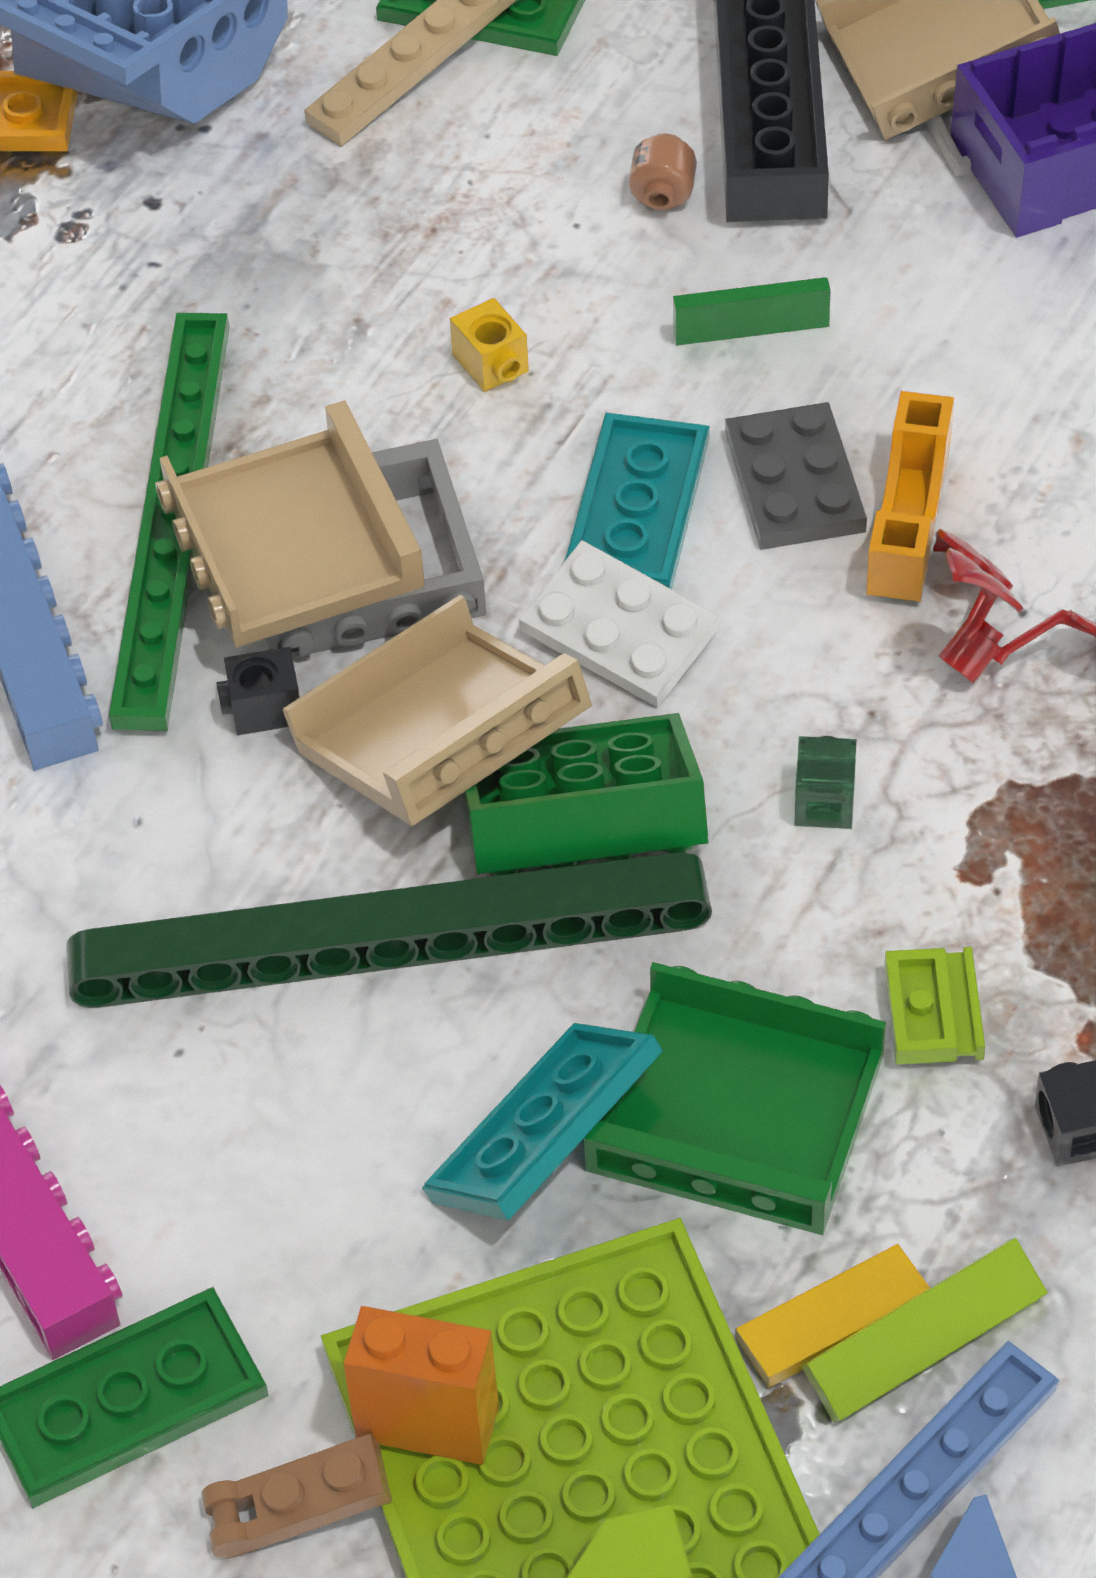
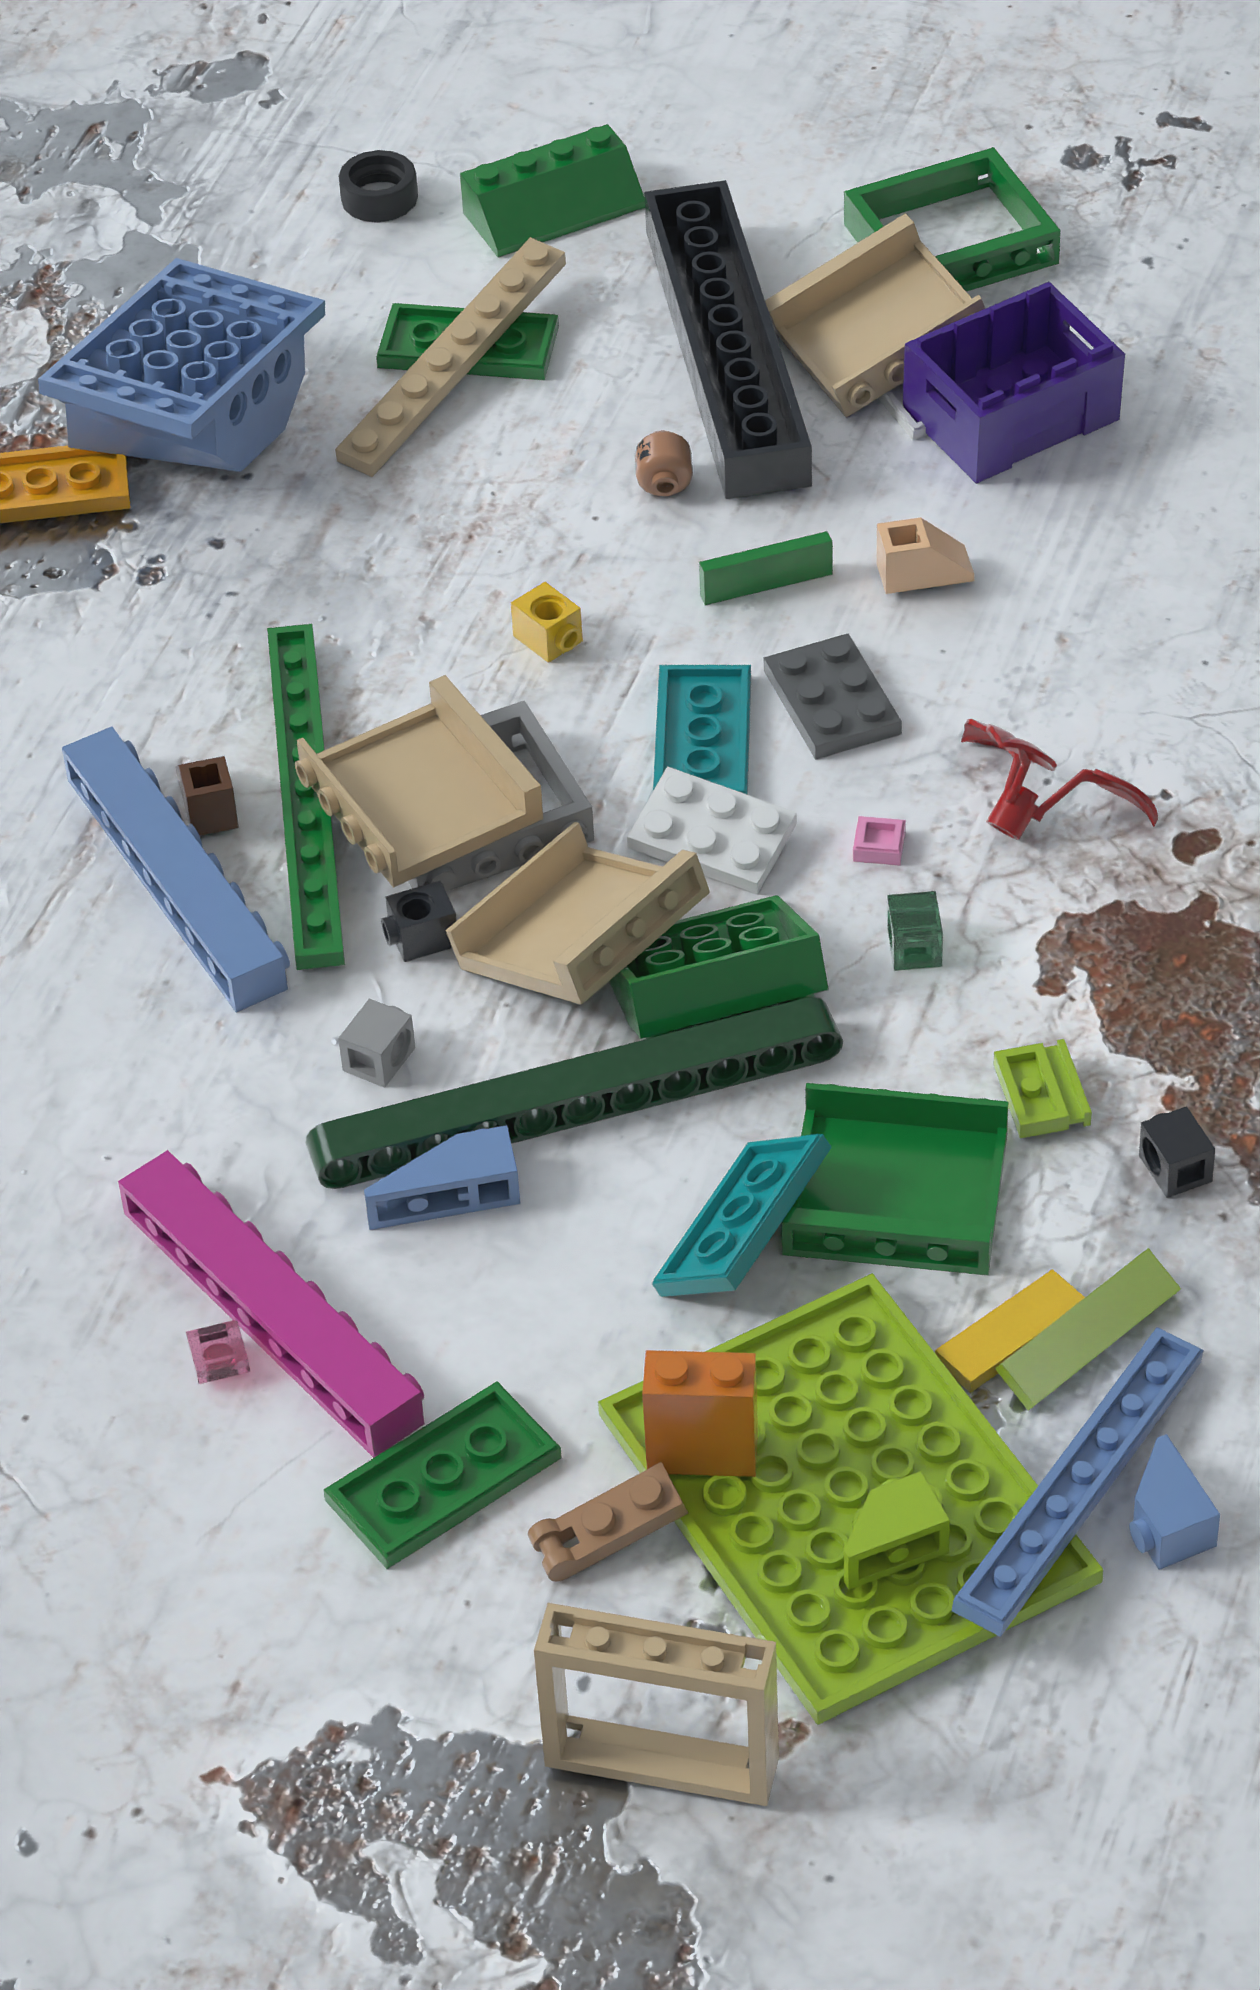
camera: 10 degrees left, 5 degrees down
(60, 504) = (208, 795): none -> reddish brown slope
(177, 834) = (377, 1042): none -> light grey brick
(221, 1019) = (454, 1178): none -> medium blue slope
(811, 661) = (879, 840): none -> bright pink tile
(911, 497) = (936, 698): light orange arch -> none
(929, 320) = (919, 556): none -> light nougat slope

